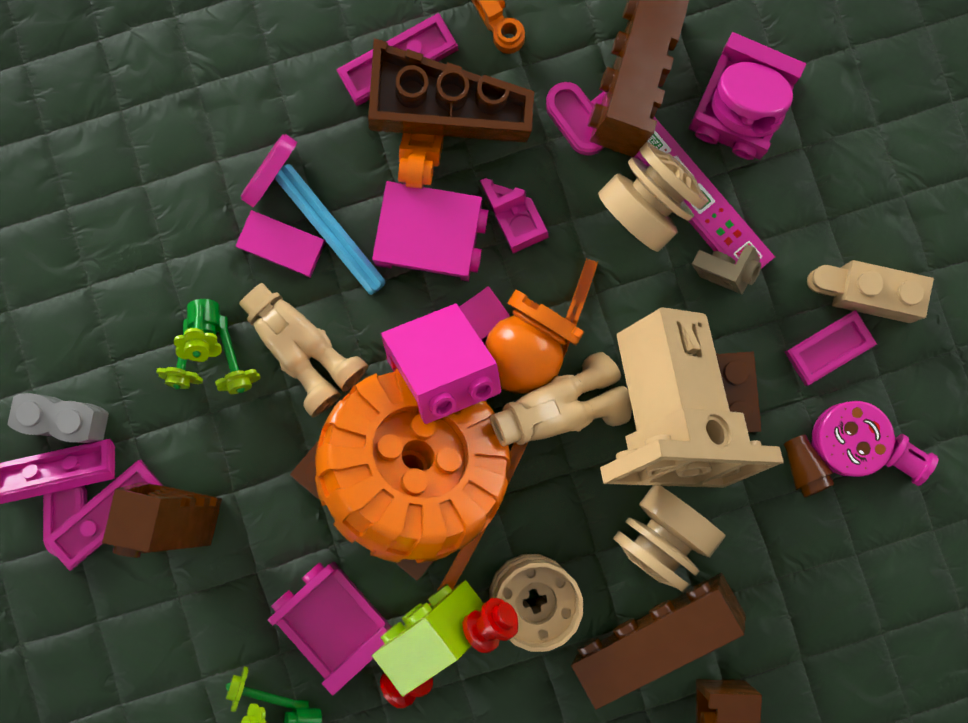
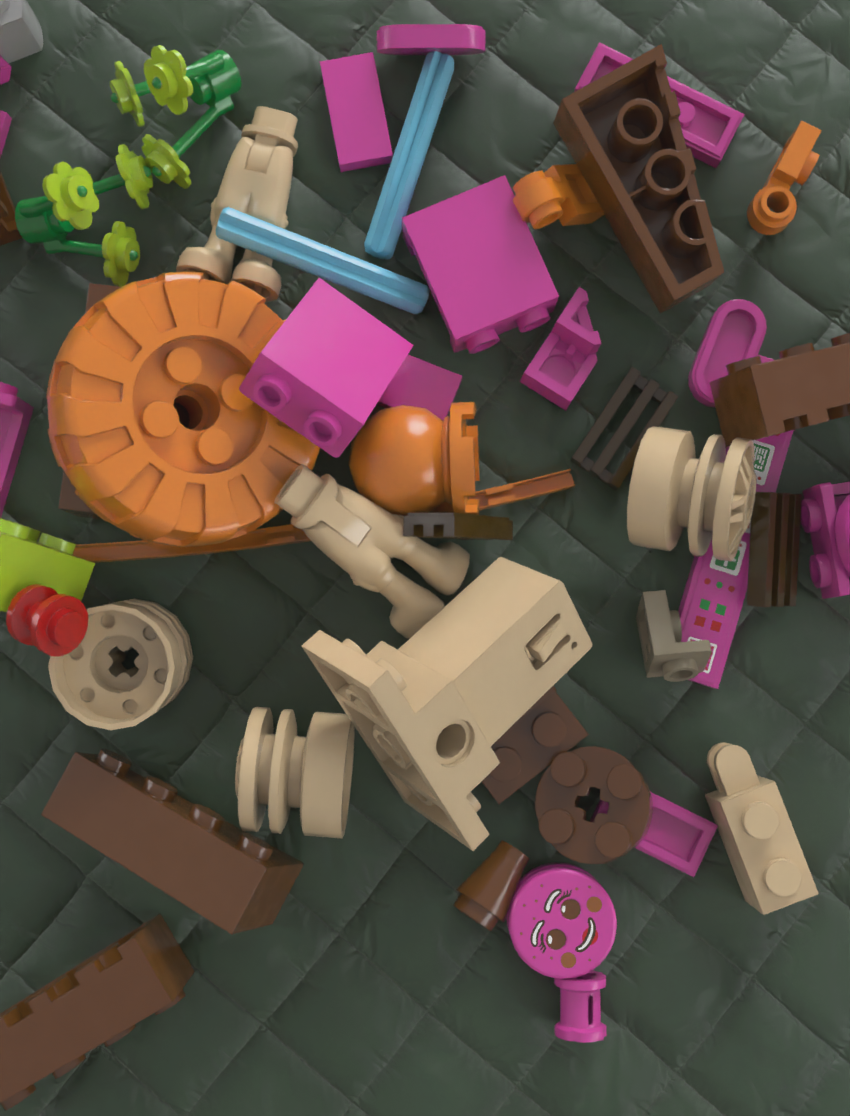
camera: 50 degrees right, 0 degrees up
(232, 453) = (69, 205): none -> lime plant
(364, 325) = (321, 260): none -> medium azure axle
(570, 179) = (649, 390): none -> dark brown tile
(584, 348) = (457, 526): none -> dark brown tile
(715, 170) = (774, 550): none -> dark brown tile
(798, 352) = (610, 834): none -> reddish brown plate

